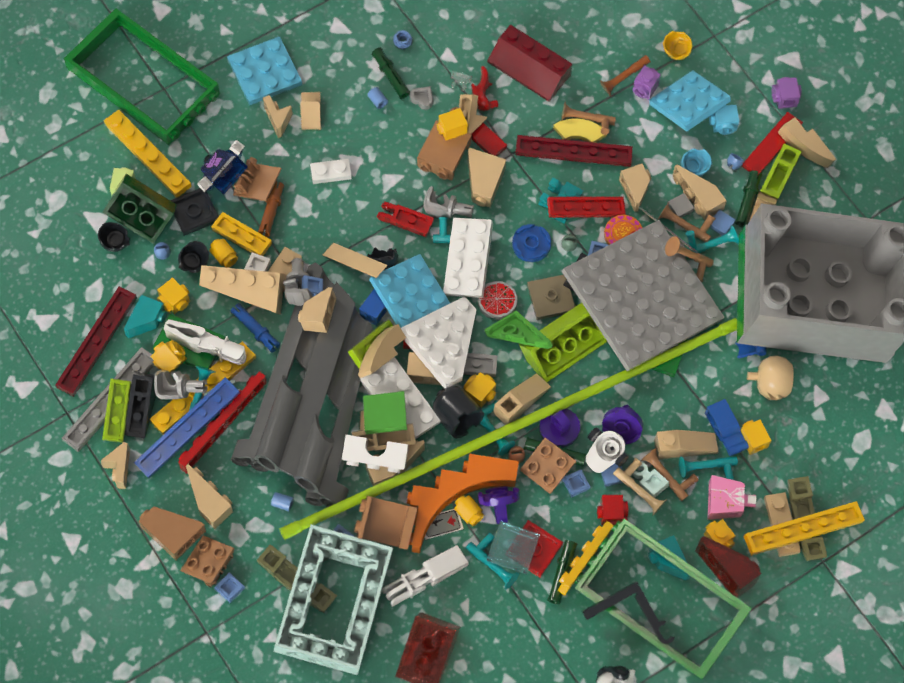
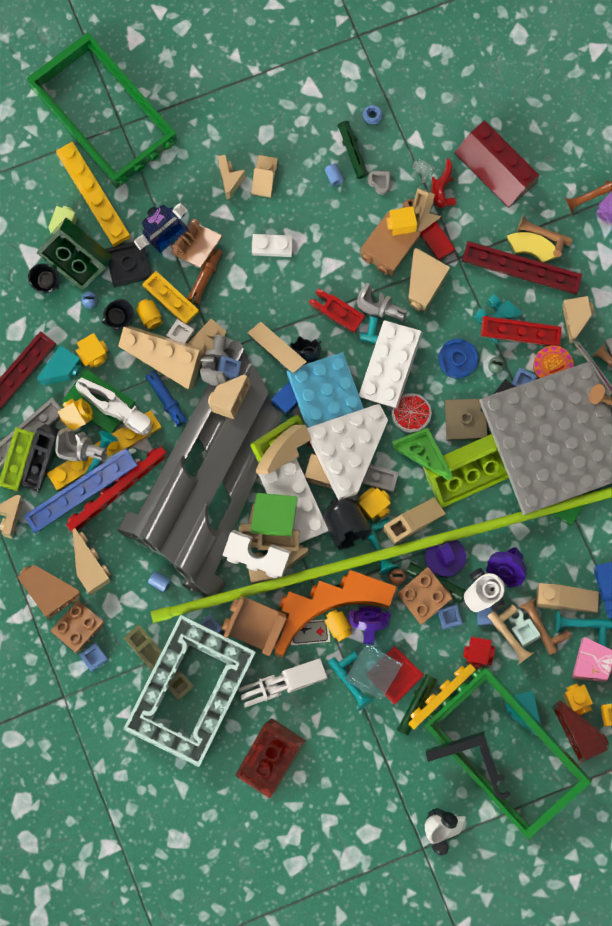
camera: 15 degrees right, 10 degrees up
(264, 70) = (226, 124): medium azure plate -> none

